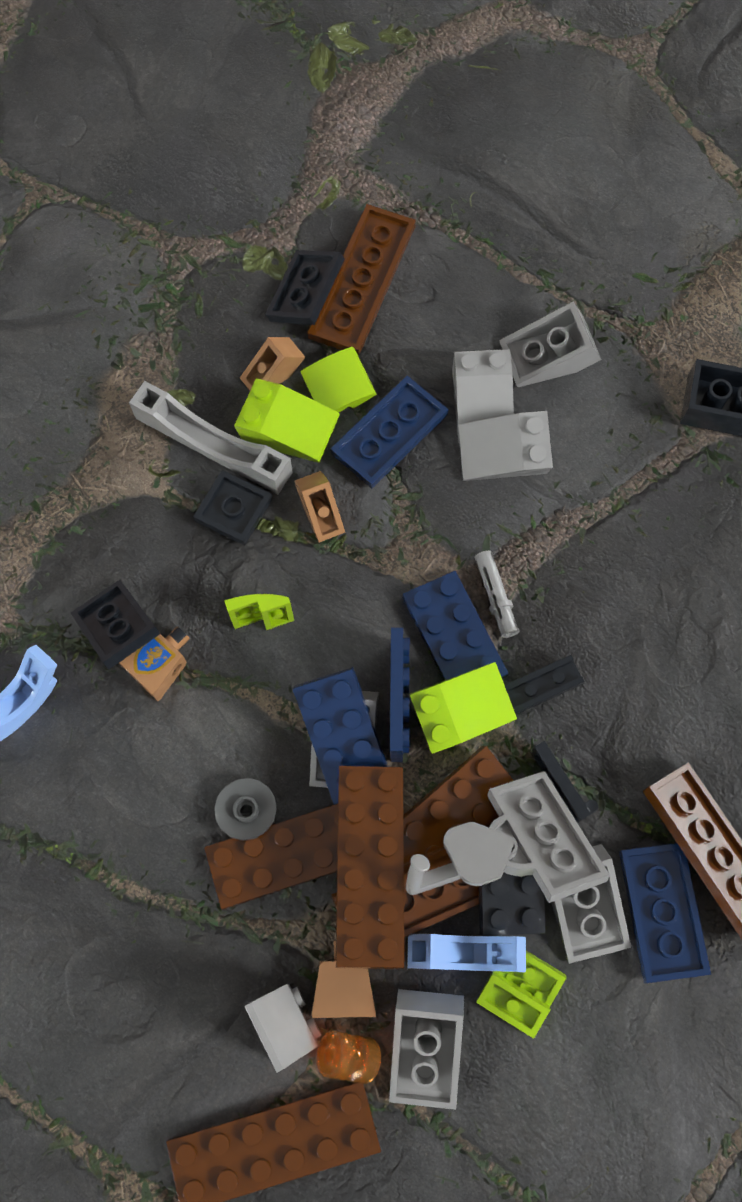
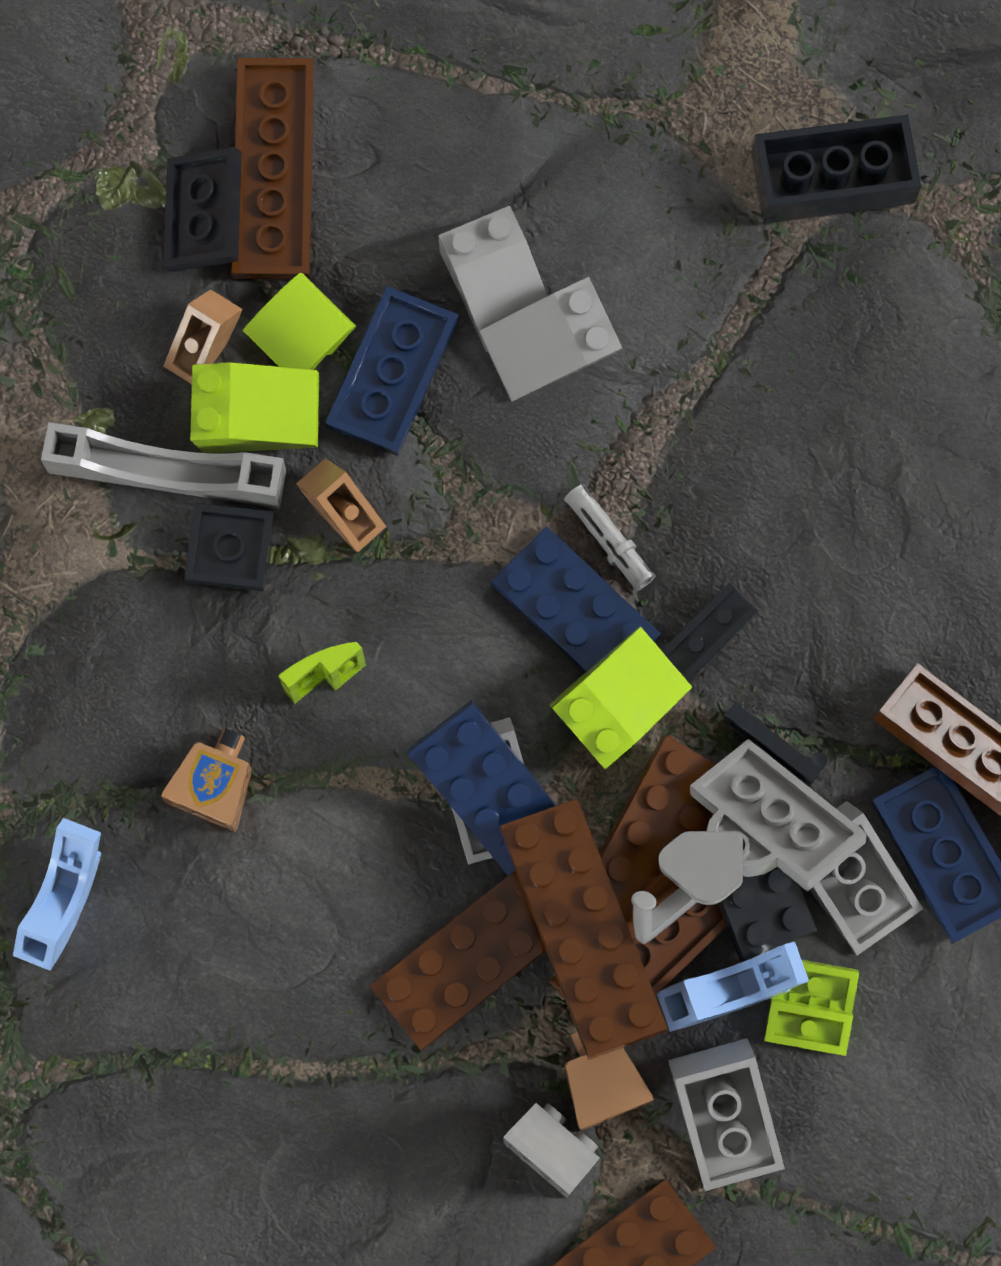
camera: 20 degrees left, 5 degrees up
(114, 624) = (145, 754): black plate -> none
(235, 798) = (396, 902): dark grey dish -> none
(348, 1057) = (640, 1156): clear orange wheel -> none
(398, 685) = (533, 698): dark blue plate -> none
(551, 347) = (560, 178): light grey slope -> none

